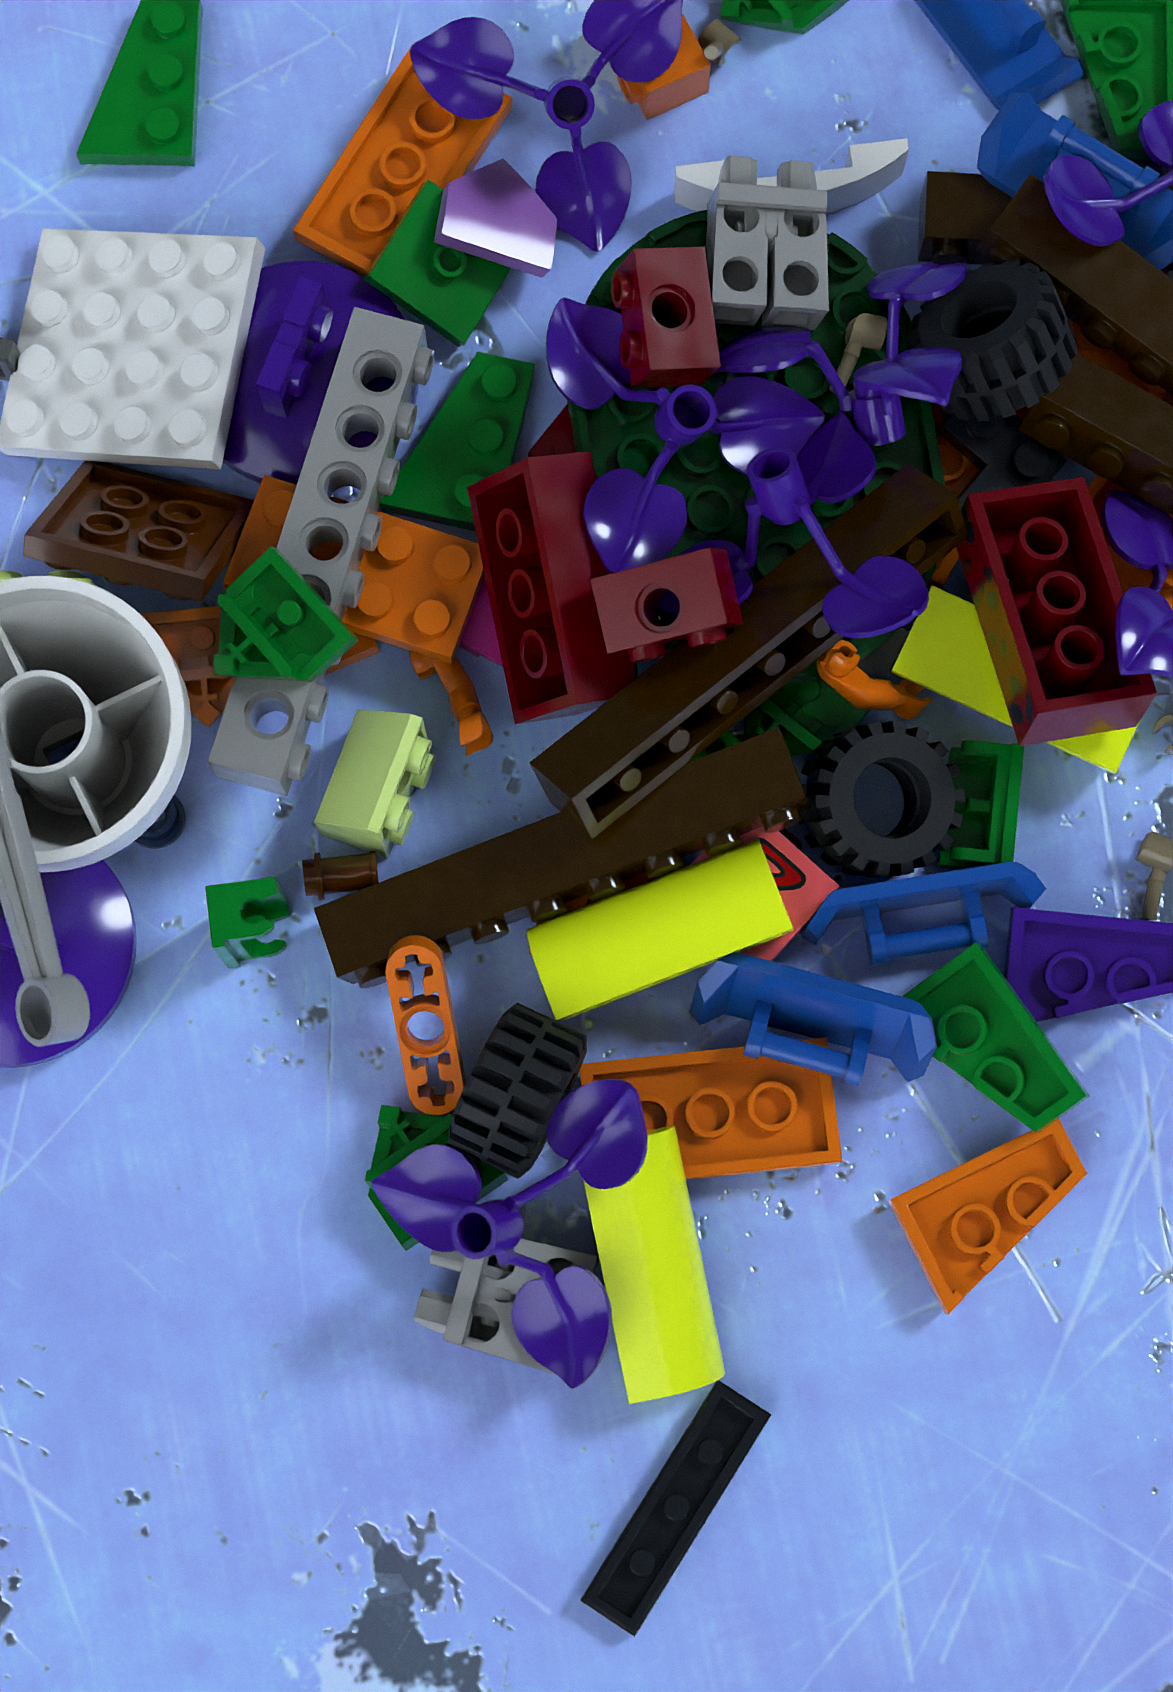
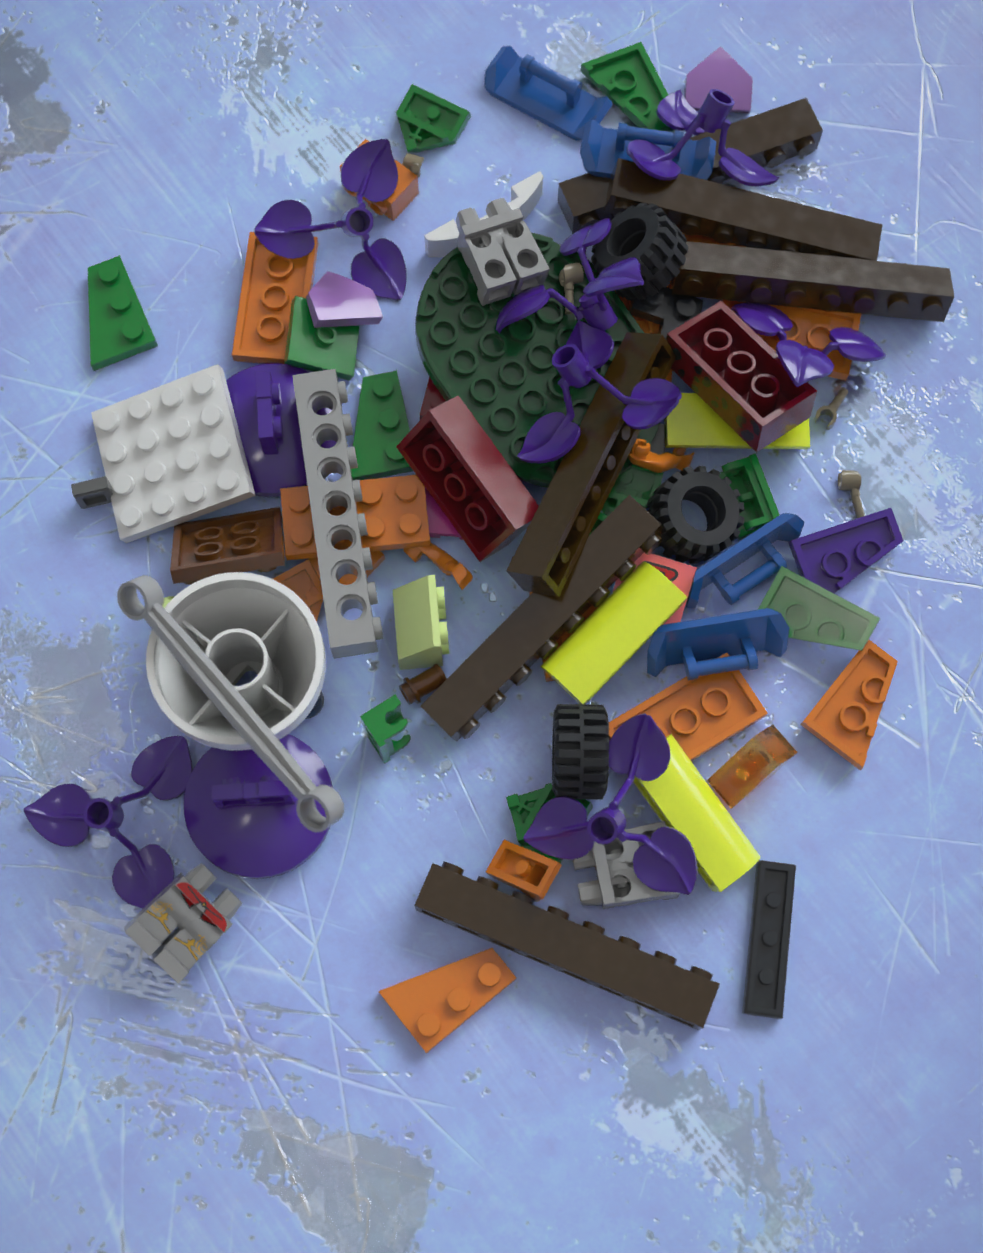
camera: 25 degrees left, 5 degrees down
(152, 1364) = (448, 996): none -> orange wing
(277, 625) = (334, 558): green slope -> none
(350, 1228) = (523, 869): none -> orange slope
(362, 1375) = (567, 946): none -> dark brown brick
(435, 980) = (534, 757): orange beam -> none
(630, 601) = (519, 461): dark red brick -> none
(632, 516) = (493, 420): dark purple plant -> none
(680, 287) = (466, 290): dark red brick -> none
(779, 1231) = (752, 765): none -> clear orange slope

